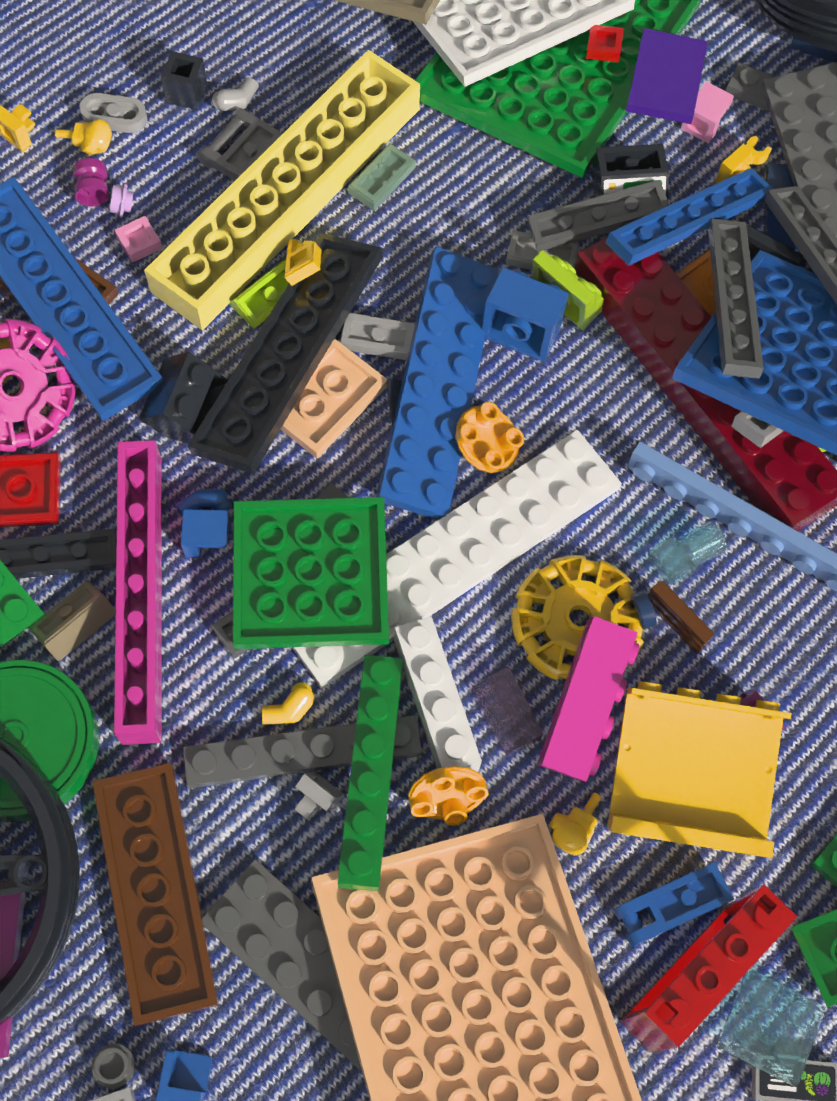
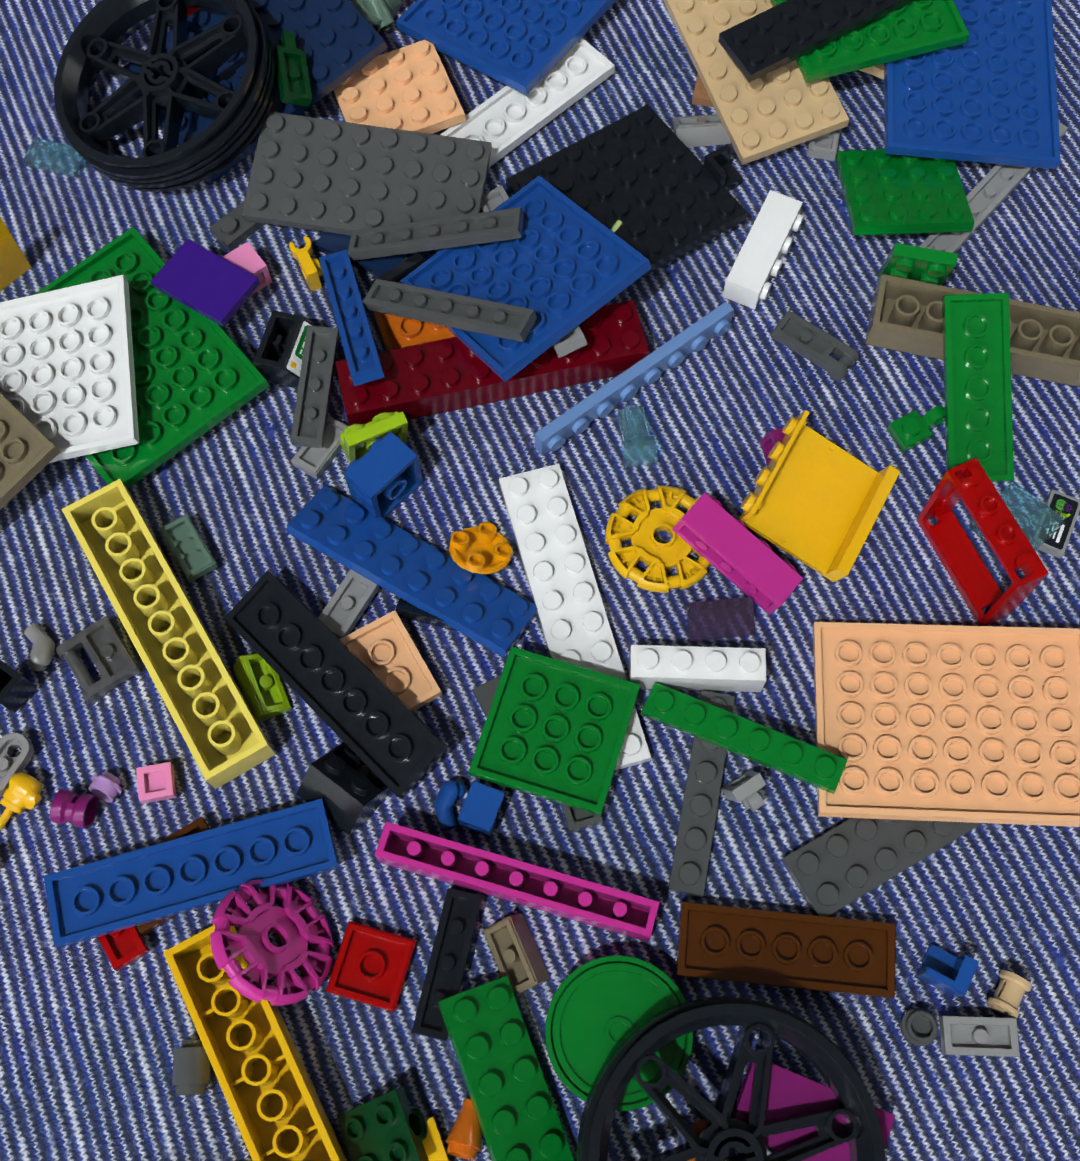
camera: 65 degrees left, 0 degrees up
(292, 708) = (663, 786): yellow arm -> none
(301, 260) = (249, 640): yellow tile -> none
(447, 794) = (780, 685): light orange dish -> none
(575, 830) = (831, 603): yellow piece -> none
(604, 43) = (150, 316): red plate -> none
(644, 609) = (673, 485): dark blue tile -> none
(675, 903) = (909, 555): blue plate -> none
(680, 617) = (688, 463): reddish brown tile -> none

